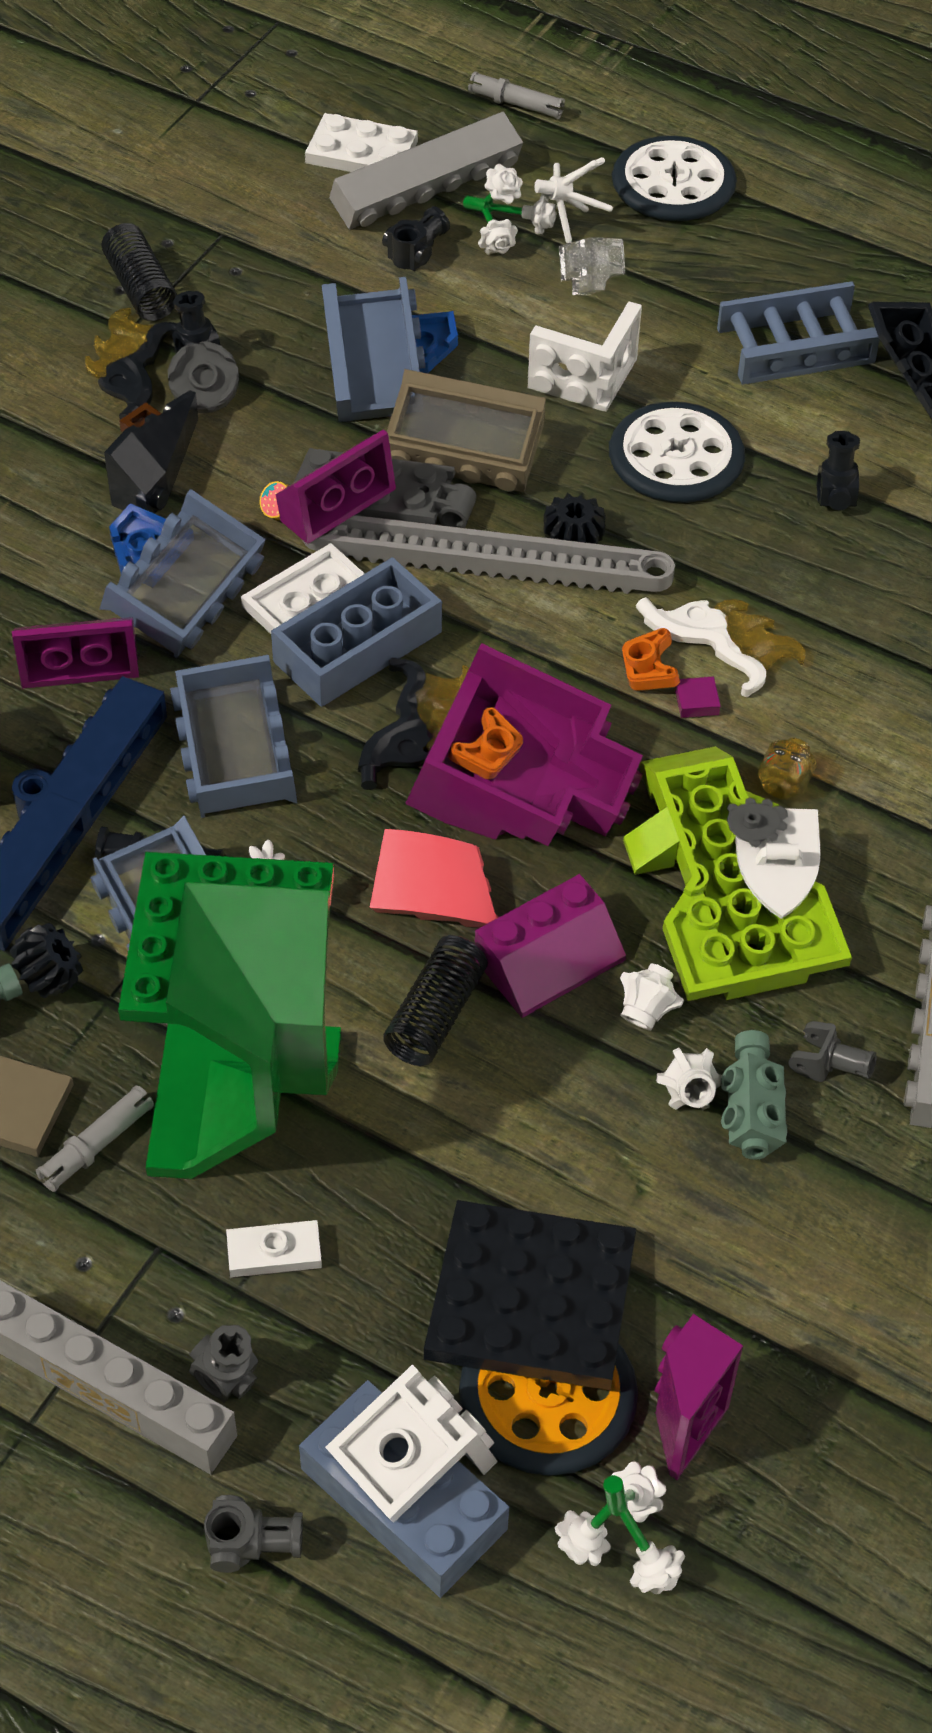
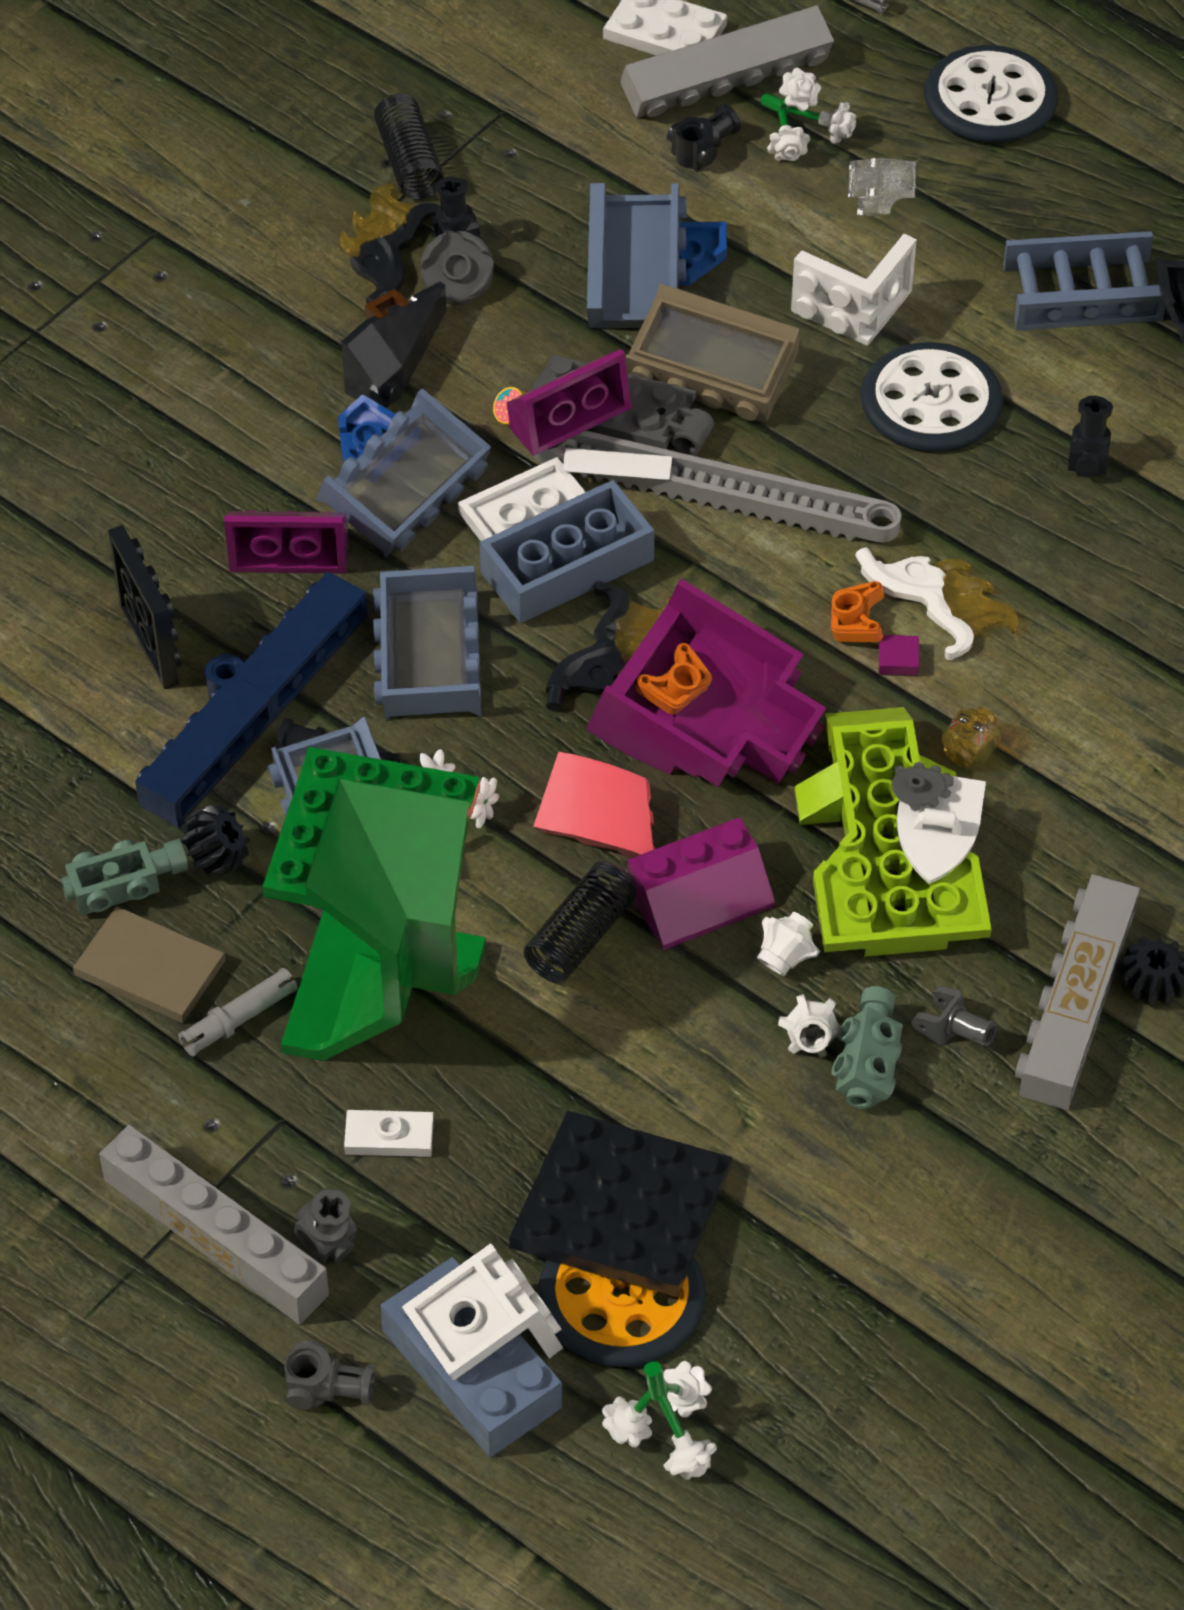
camera: 10 degrees right, 0 degrees up
(391, 543) = (617, 463): none -> white sticker
(561, 190) = (862, 100): white plant -> none
(574, 519) = (809, 459): black gear -> none
(693, 1388) = (752, 1302): magenta slope -> none

